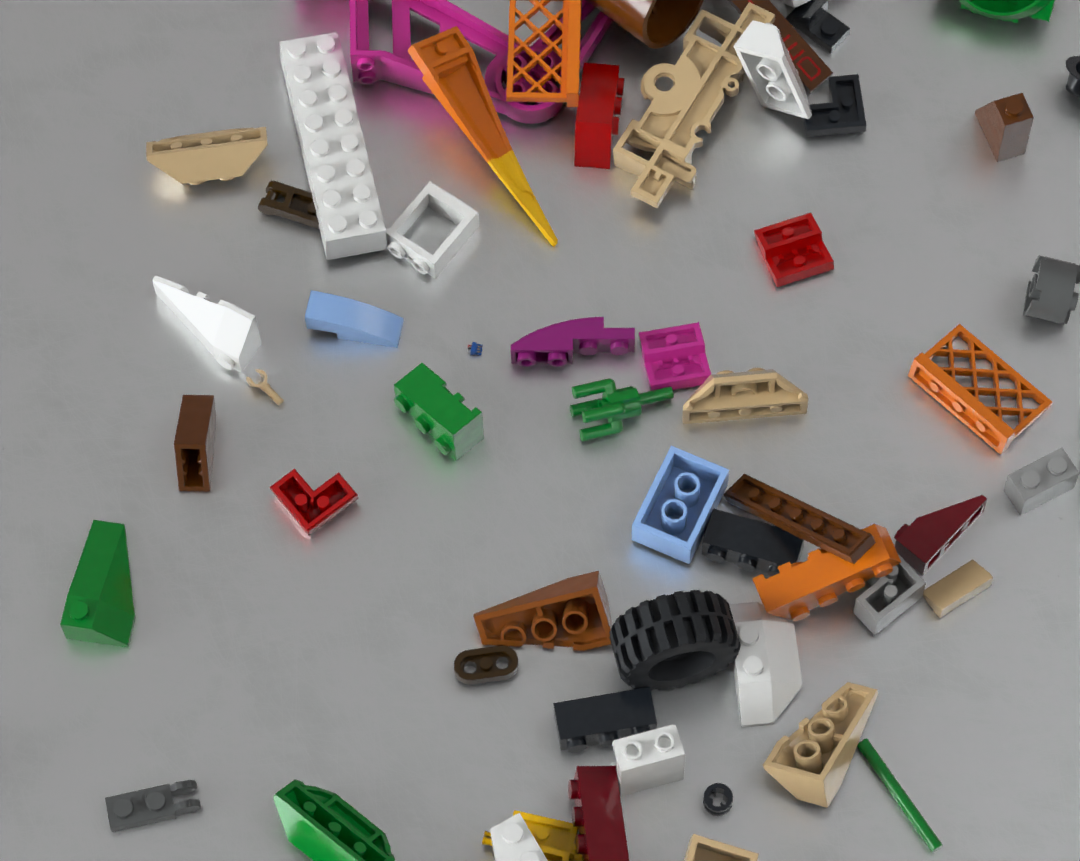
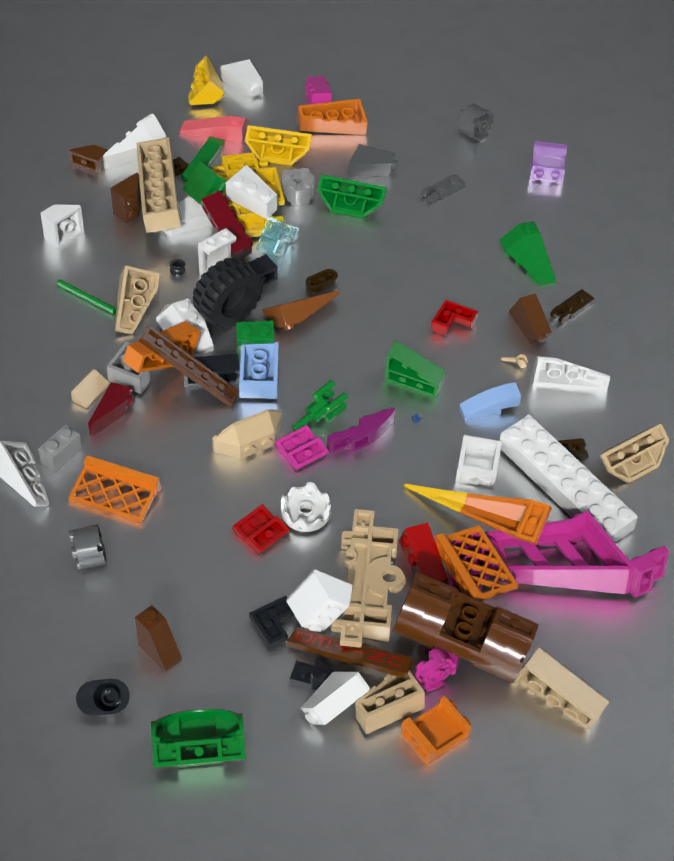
camera: 150 degrees right, 15 degrees down
(104, 455) = (573, 306): none -> dark brown hinge
(516, 778) = (275, 236): none -> clear light blue brick
(660, 558) = (255, 332): none -> green bracket
(719, 229) = (309, 498): none -> white plate

